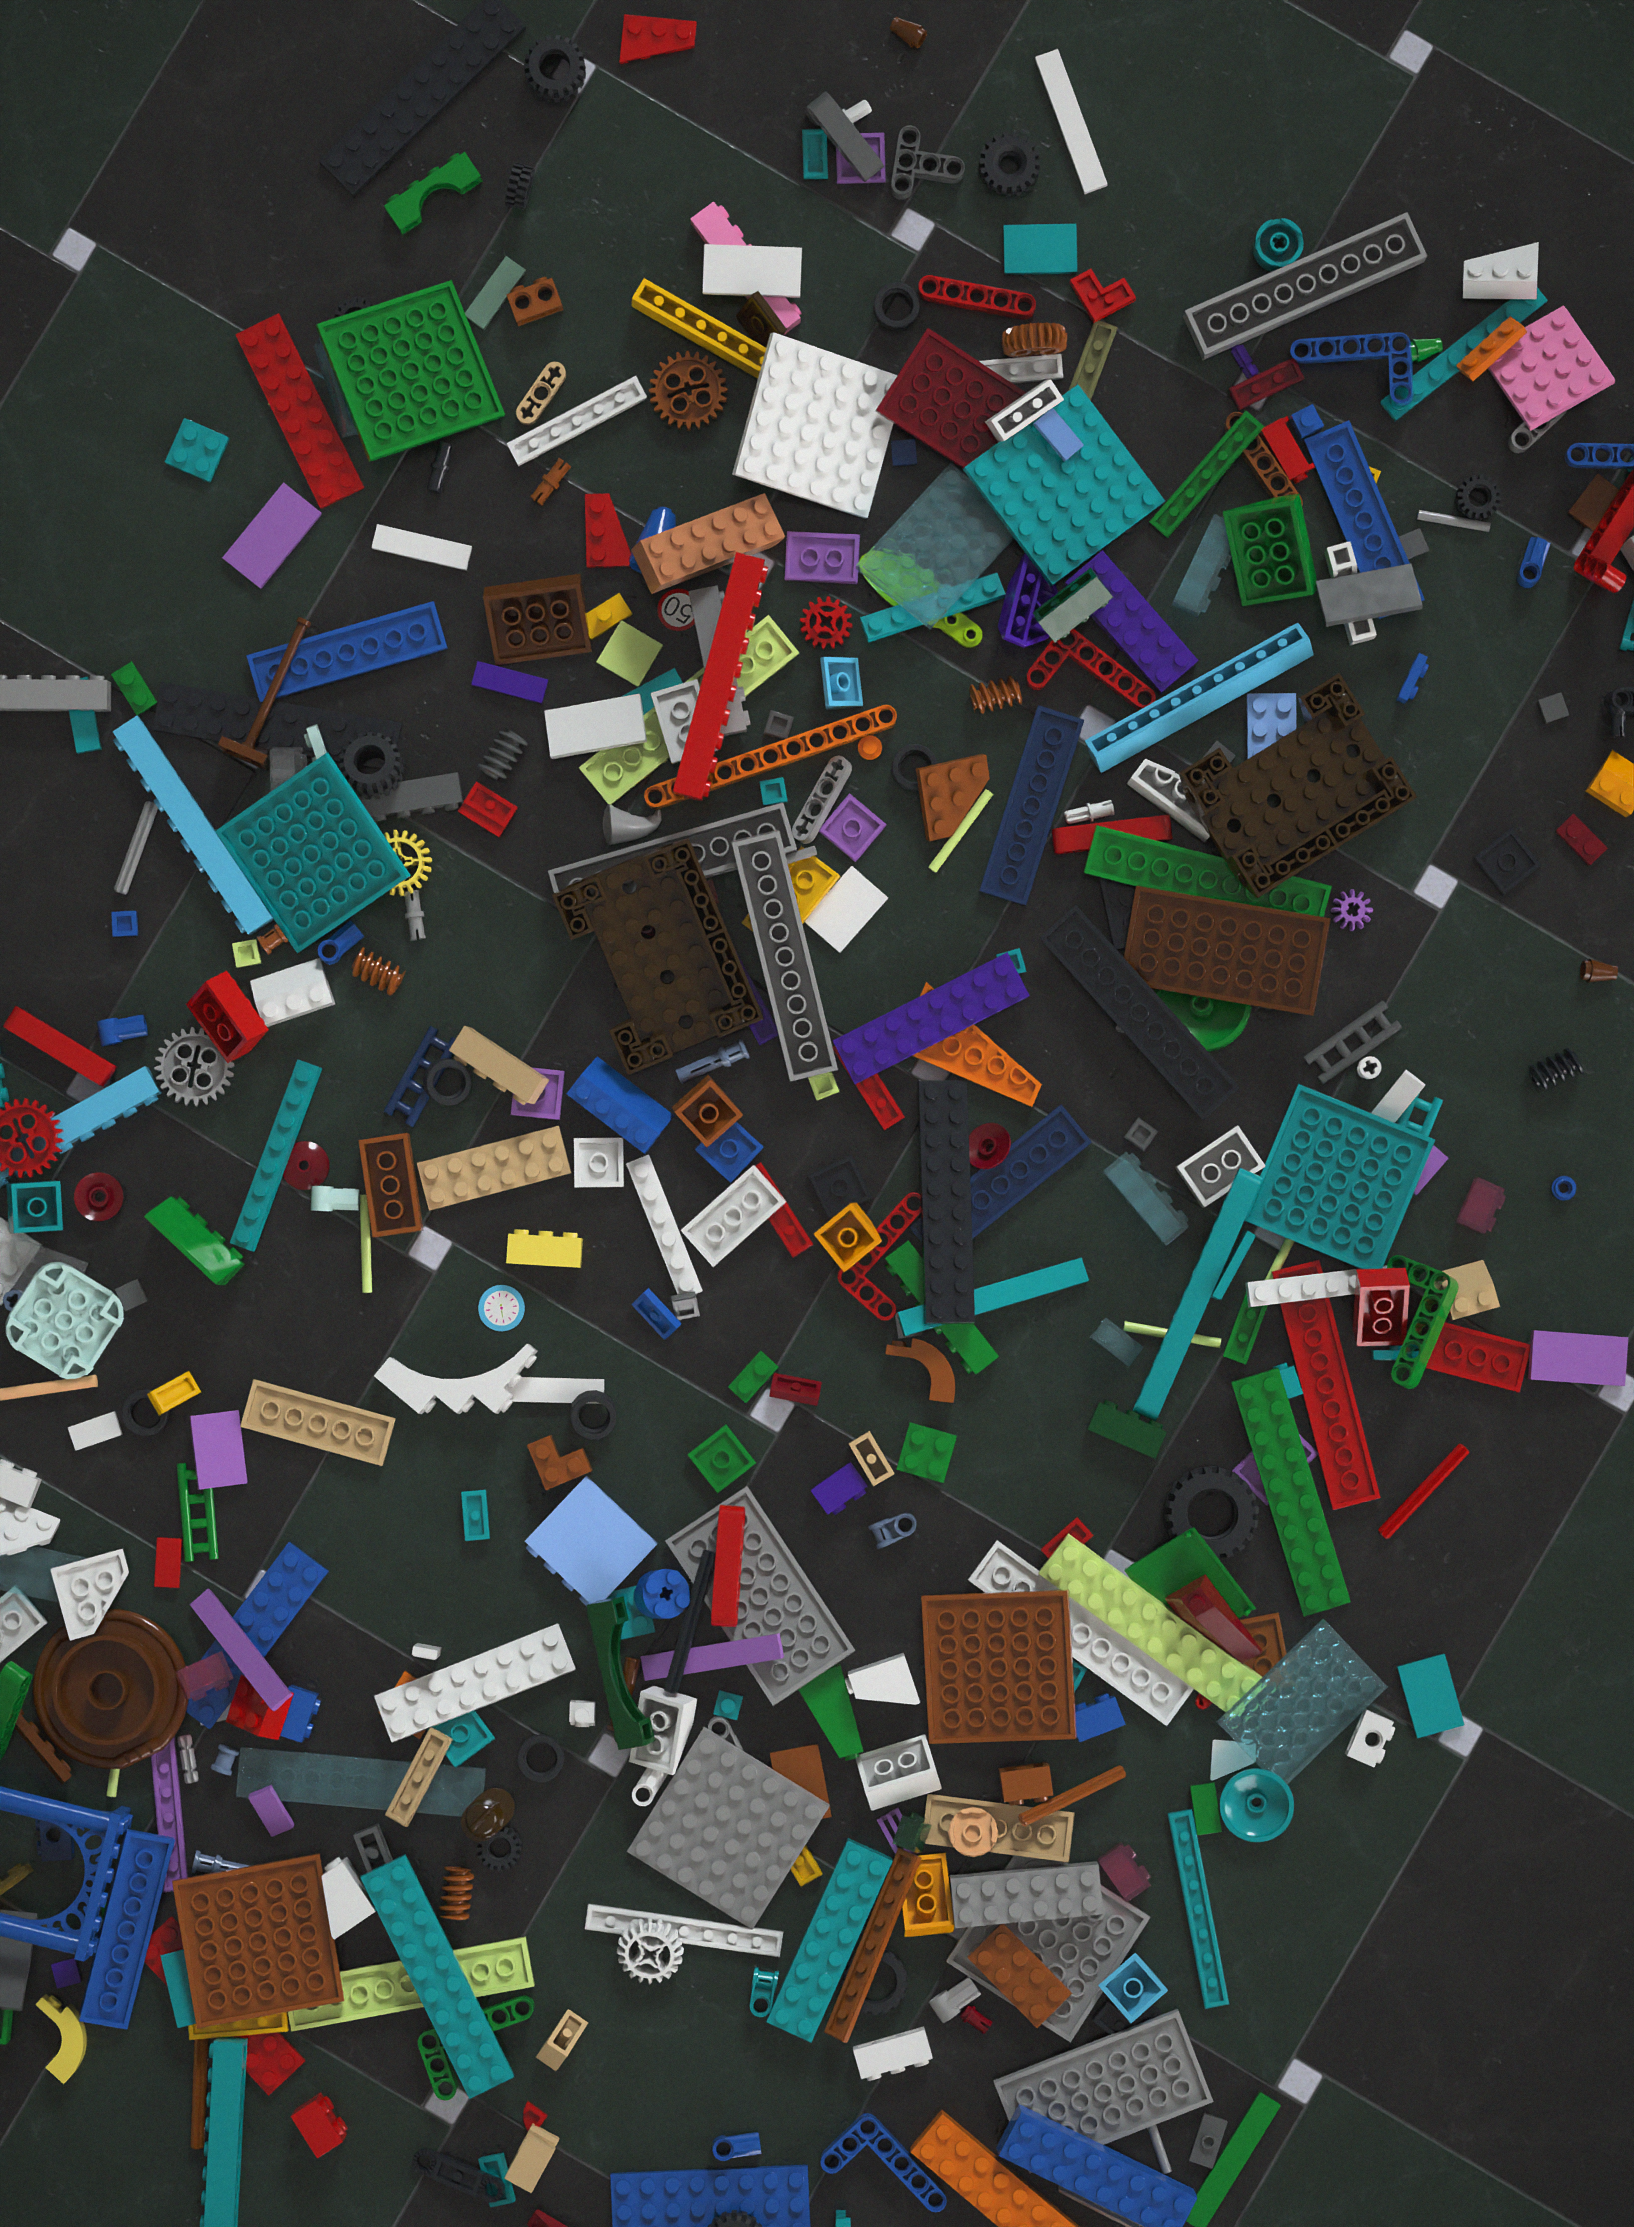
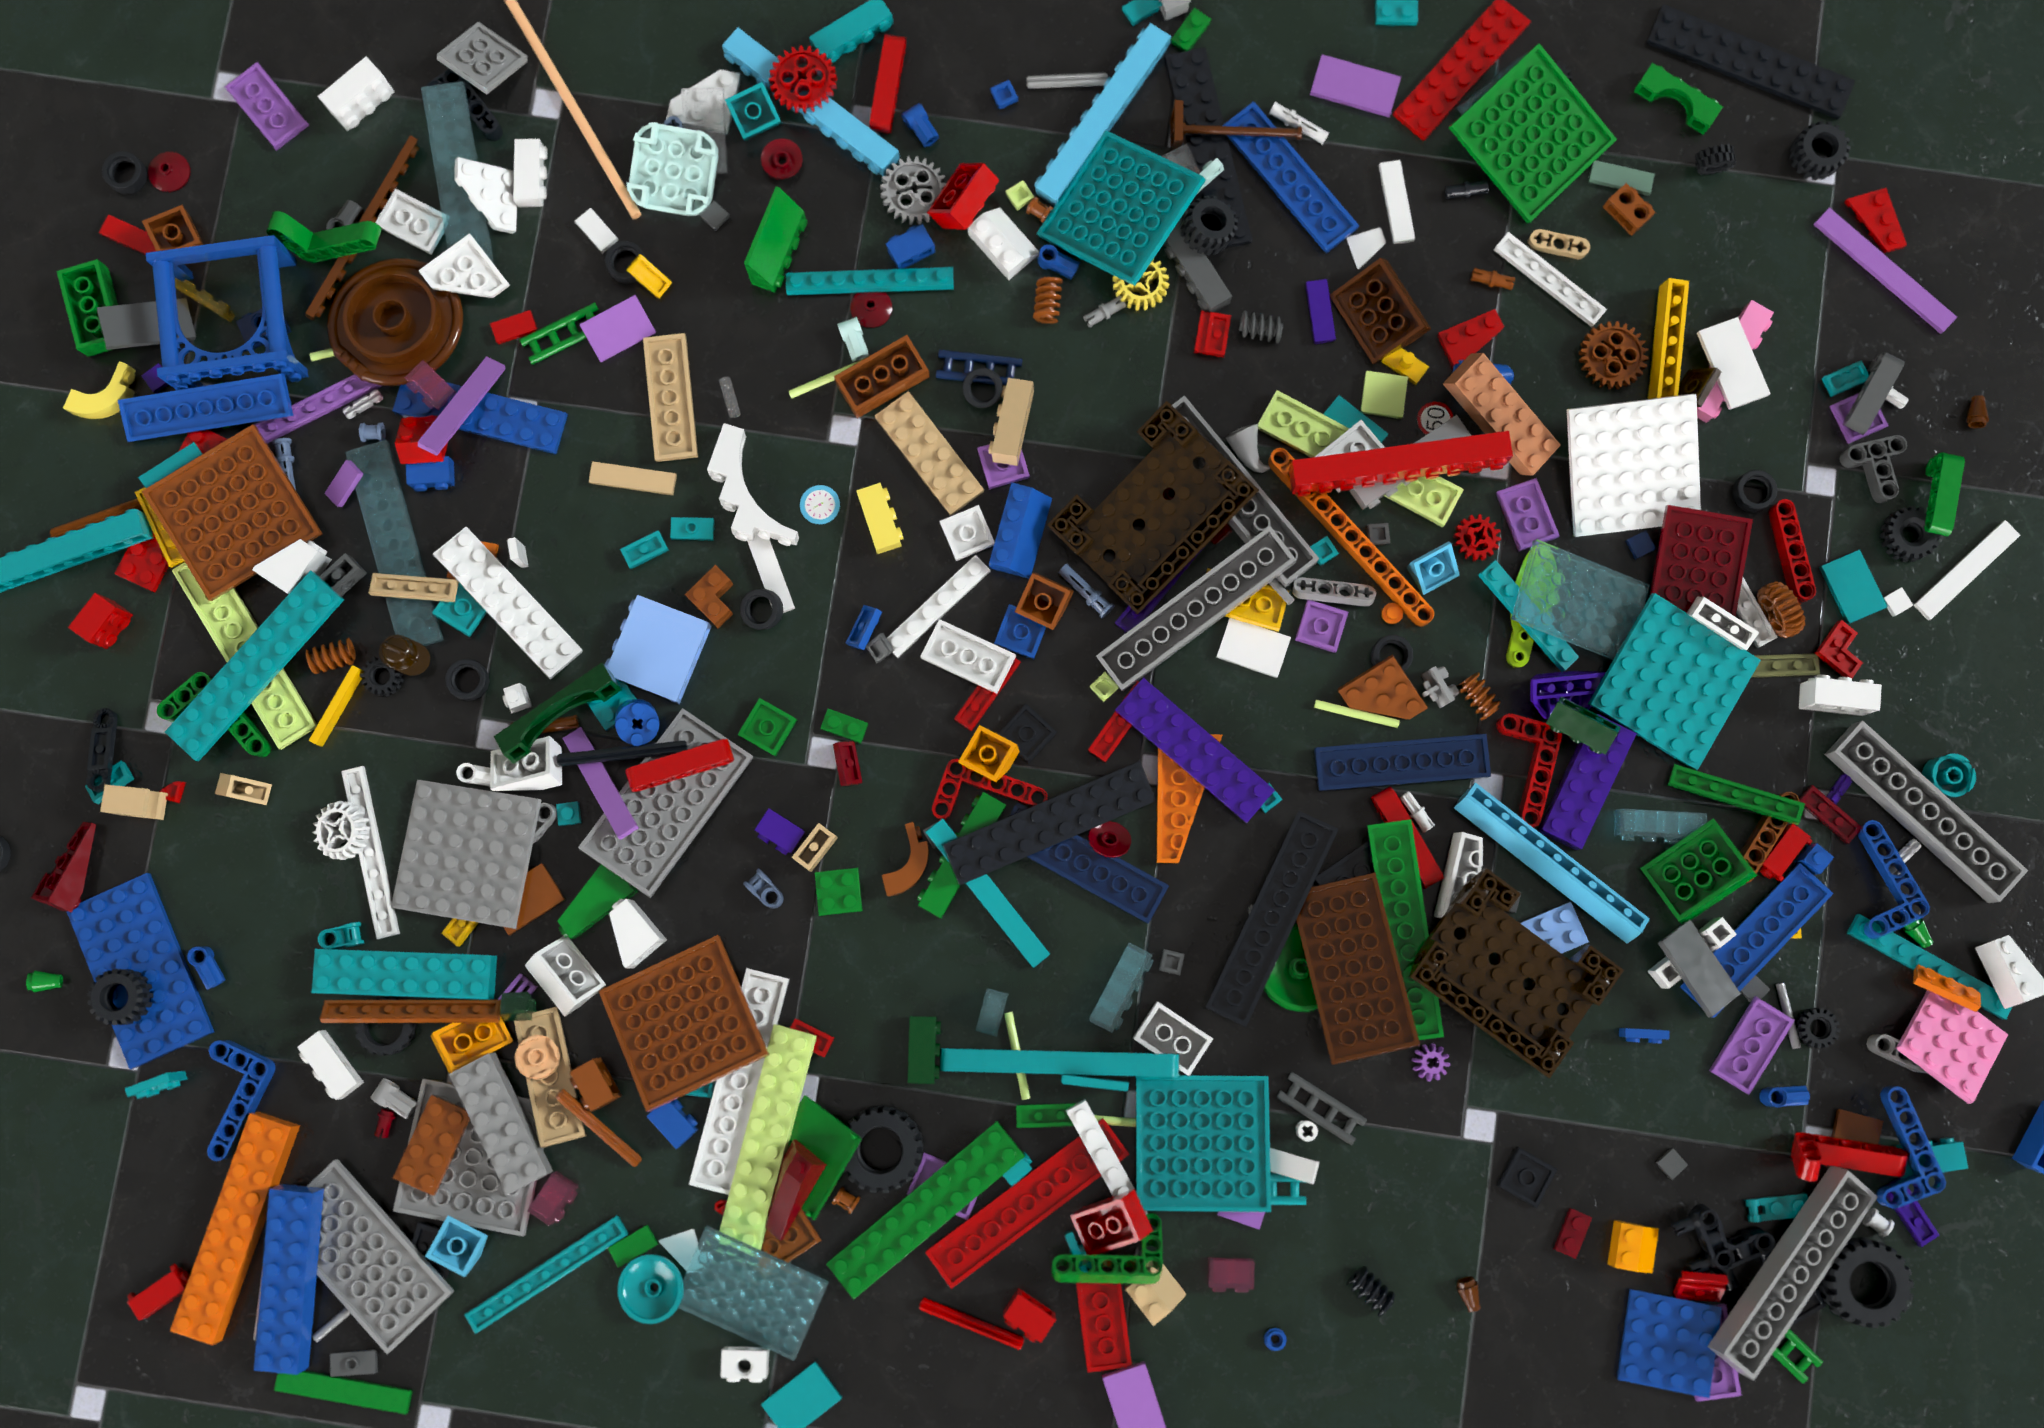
camera: 65 degrees right, 5 degrees down
(256, 1095) = (910, 247): none -> blue brick
(312, 597) = (1294, 120): none -> white pin
(343, 1358) = (729, 397): none -> clear axle
(390, 1498) = (632, 478): none -> tan tile
(455, 601) = (1365, 245): none -> white sticker
(472, 1455) = (692, 528): none -> teal plate
(512, 1907) = (336, 706): none -> yellow tile
(595, 726) = (1315, 389): white tile -> none
(714, 57) = (1885, 270): none -> medium lavender tile
(968, 736) = (1437, 688): none -> light grey hips
(983, 114) = (1944, 492): none -> green beam
(1058, 434) = (1714, 658): medium blue tile -> none
(1075, 210) = (1897, 602): none -> white tile
(1148, 319) = (1840, 695): none -> white brick
(1248, 1570) = (846, 1200): none -> dark orange bush
(1339, 324) = (1907, 852): none -> white axle
(1439, 1428) = (1029, 1316): none -> red brick
(1468, 572) = (1751, 1045): none -> medium lavender tile

